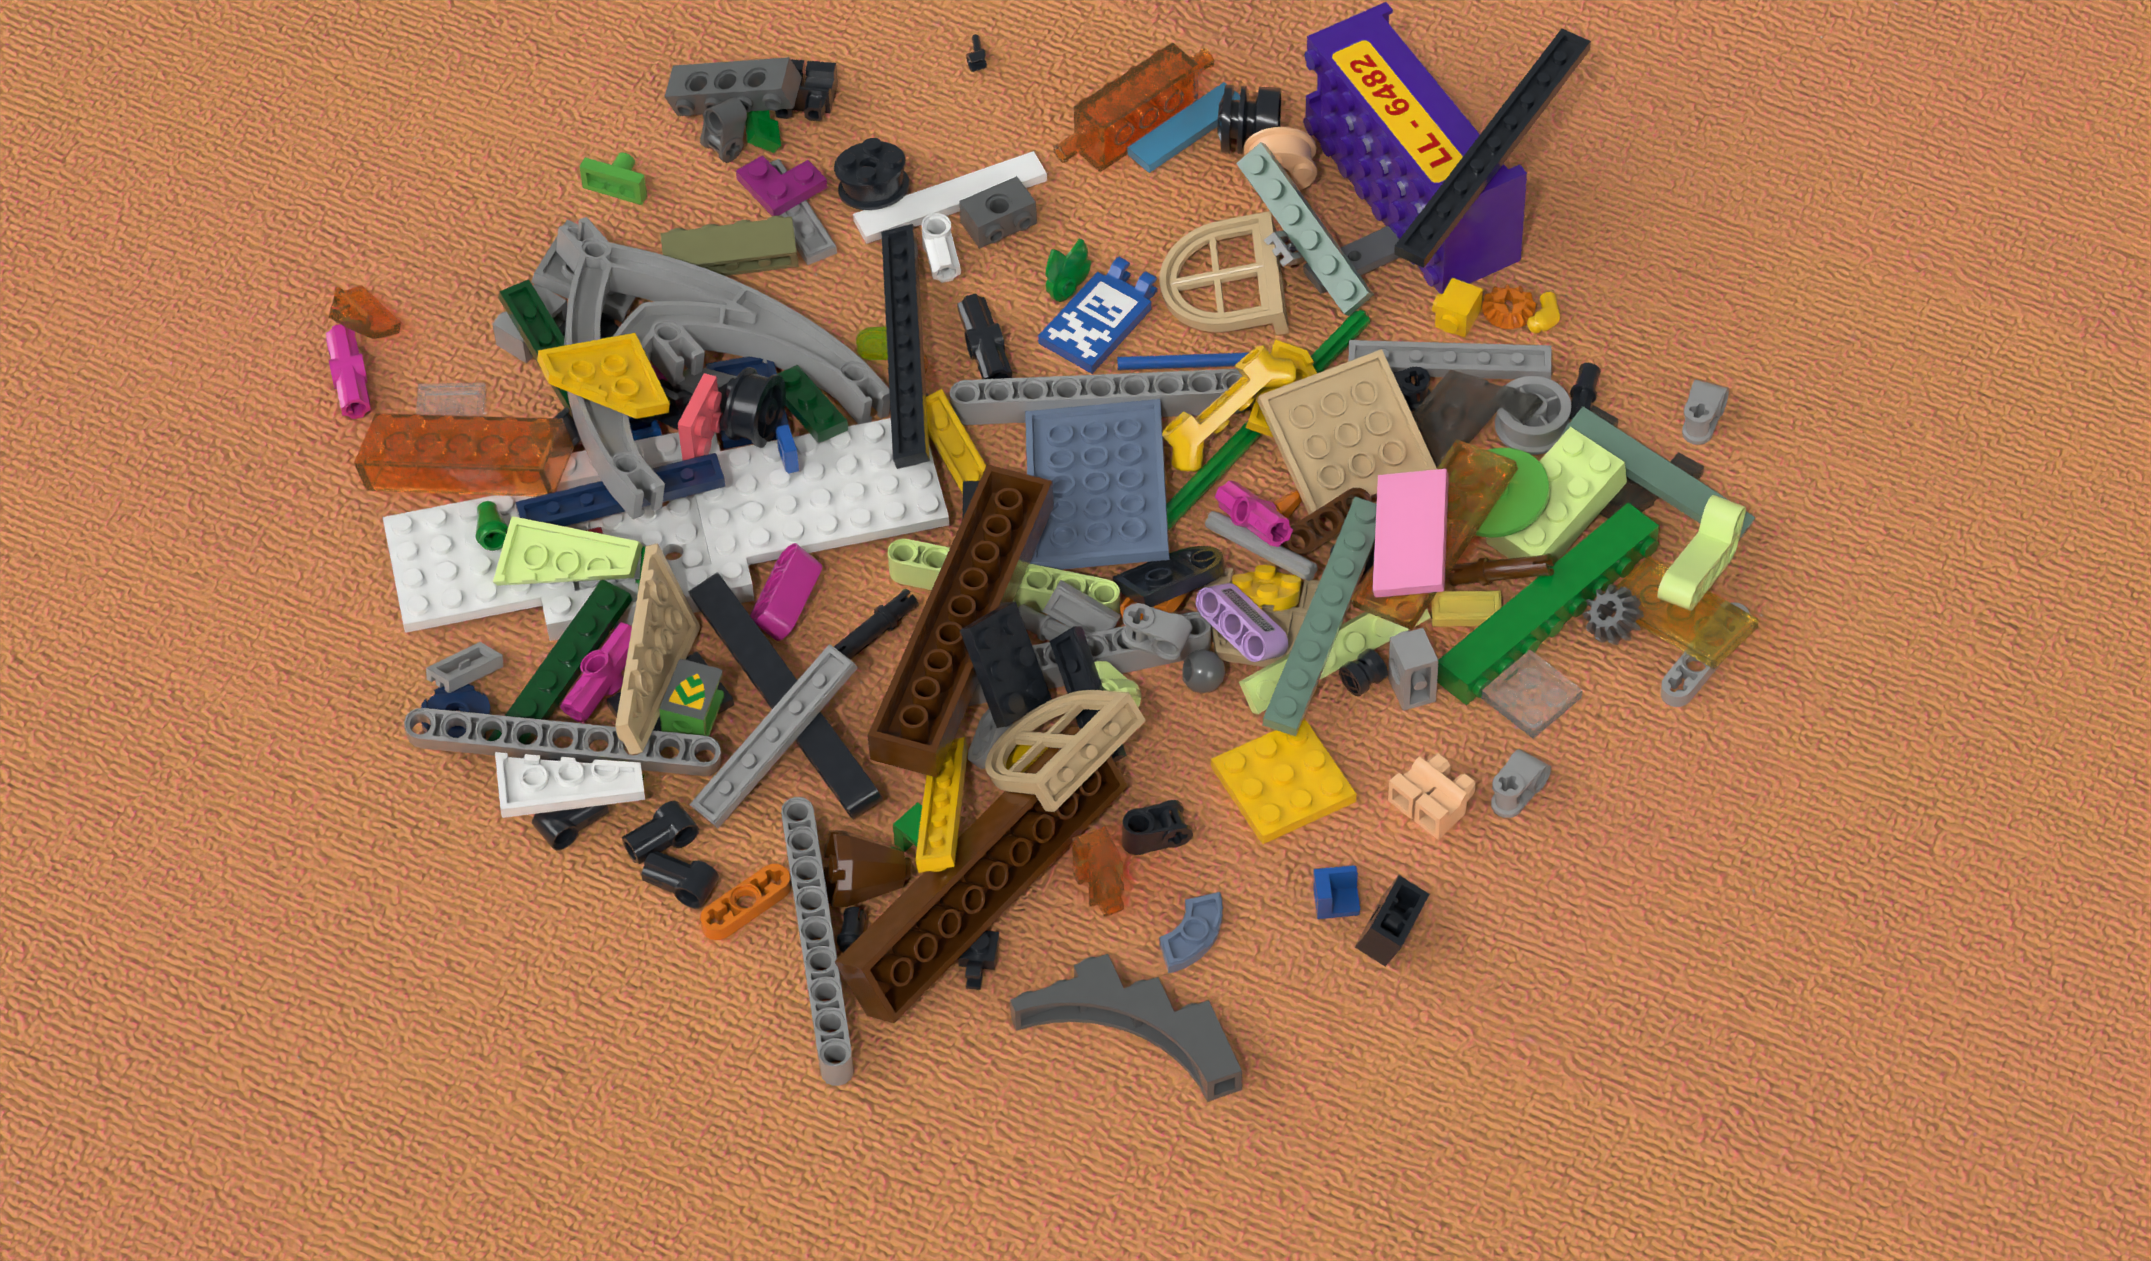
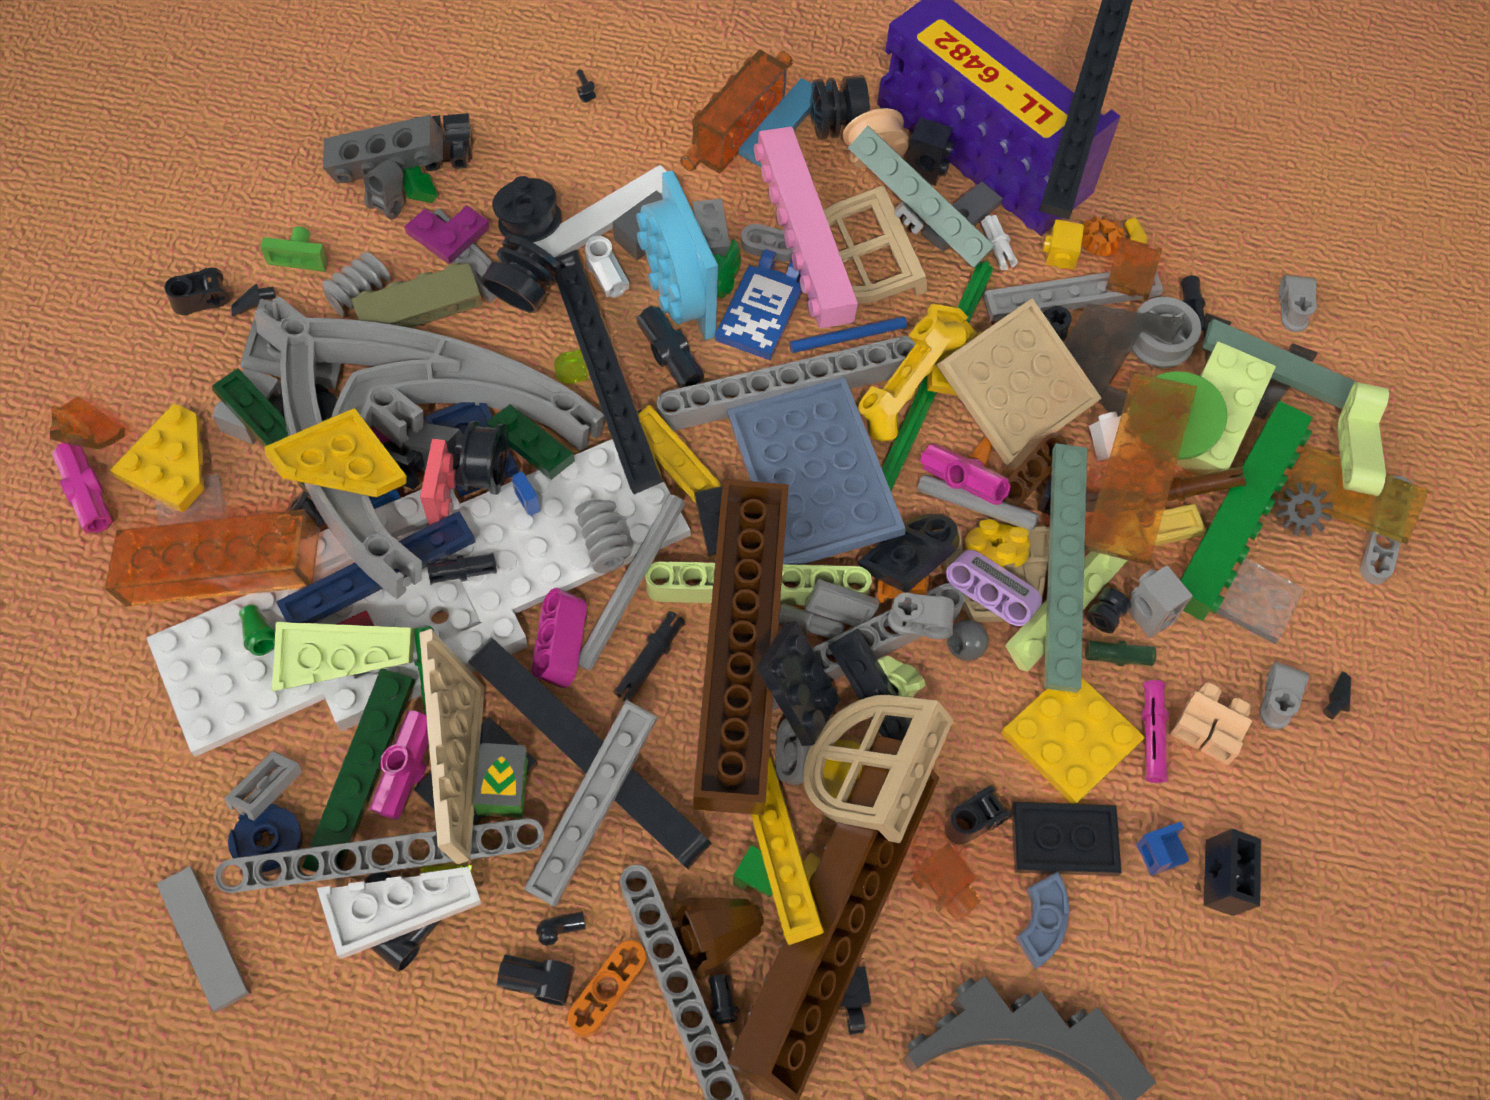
camera: 20 degrees left, 10 degrees up
(378, 787) = (203, 939): none -> light grey tile
(436, 360) = (167, 460): none -> yellow plate
(500, 202) = (194, 293): none -> black piece
(557, 218) = (251, 299): none -> black bar
(668, 216) = (354, 281): none -> light grey piece
(668, 828) = (510, 923): black piece -> none
(704, 506) = (461, 568): none -> black pin
(708, 840) = (550, 928): none -> black arm
(845, 236) = (521, 273): none -> black wheel
(854, 499) = (603, 534): none -> light grey piece
(871, 553) = (630, 582): none -> light grey axle
(1010, 248) = (679, 258): none -> medium azure piece
(1065, 223) = (713, 224): none -> light grey brick
(1140, 253) = (767, 238): none -> light grey plate
(1167, 239) = (805, 228): none -> bright pink brick
(1241, 868) = (1066, 839): none -> black tile
(1334, 183) = (929, 149): none -> black brick
(1361, 714) = (1120, 653): none -> clear green pin
(1374, 779) = (1155, 731): none -> dark pink pin
(1386, 294) = (1001, 241): none -> white axle
(1410, 533) = (1124, 473): bright pink tile -> none
(1523, 343) = (1133, 268): none -> clear orange plate
(1581, 798) = (1339, 697): none -> black bar

